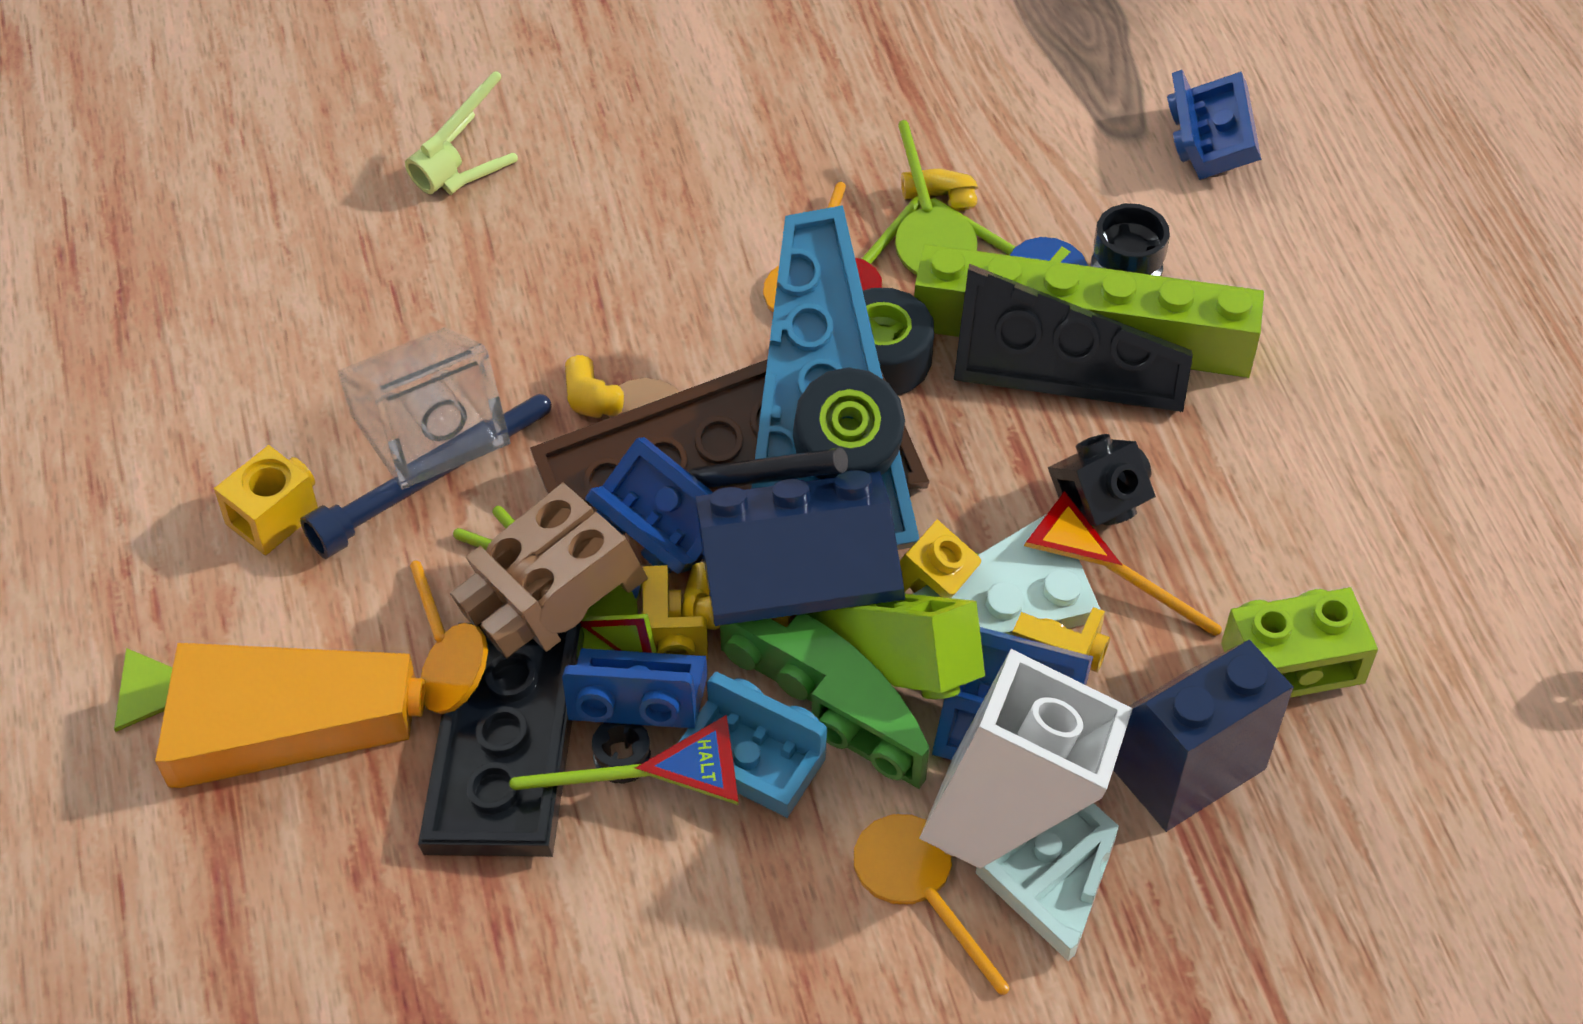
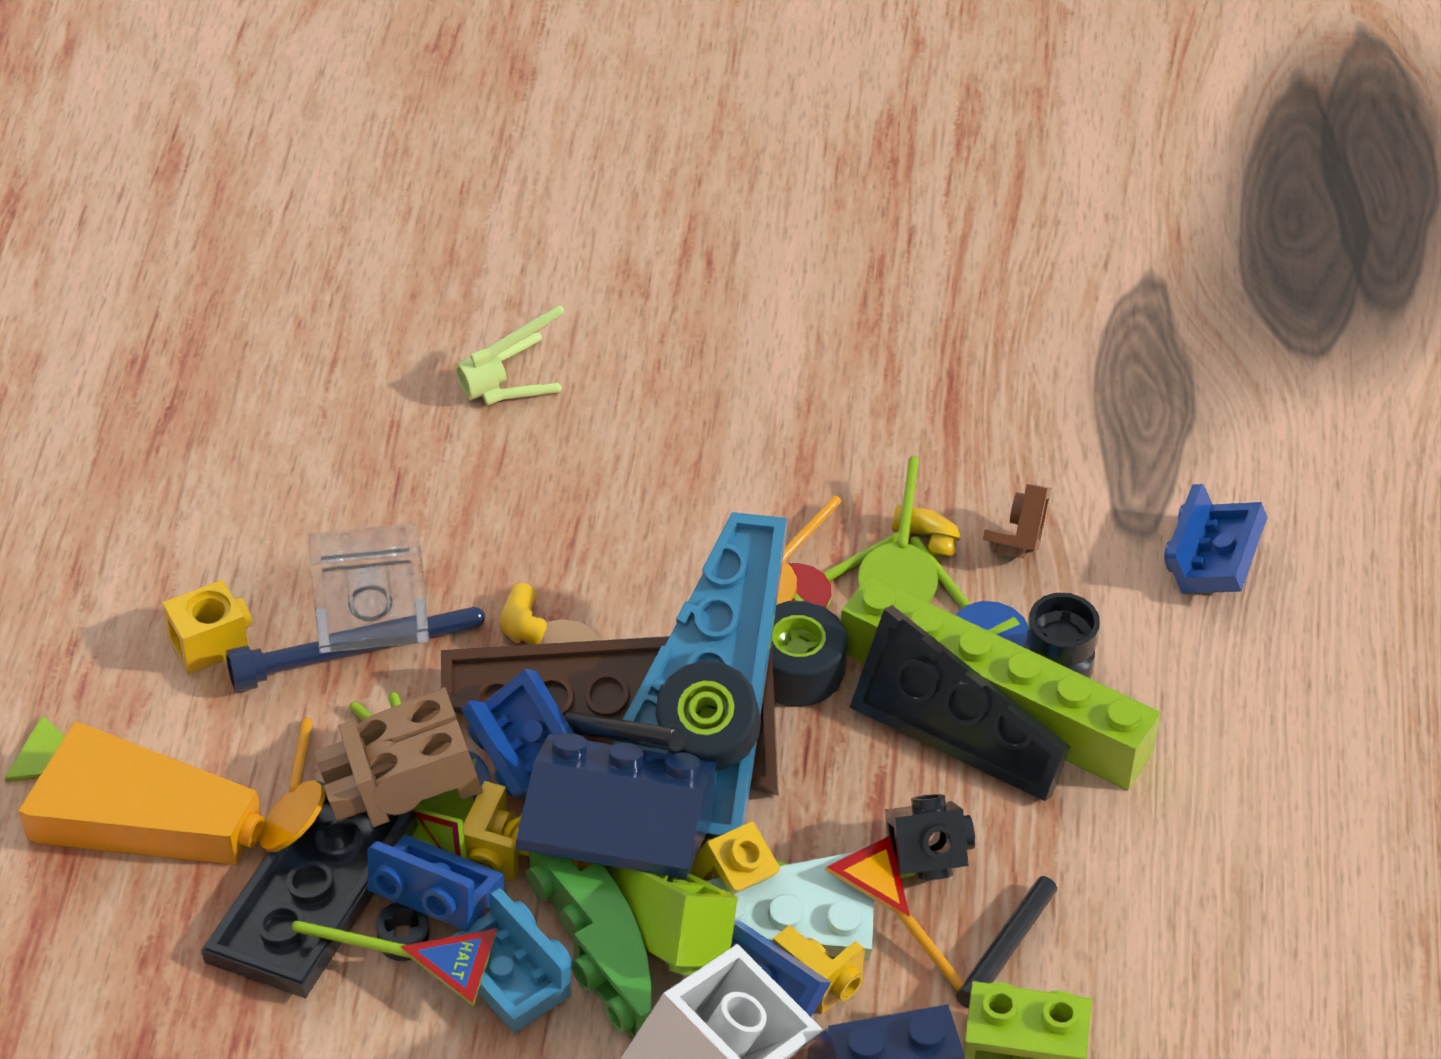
camera: 20 degrees right, 5 degrees down
(1038, 144) = (1029, 514): none -> dark orange bracket
(1221, 560) = (1009, 937): none -> black bar

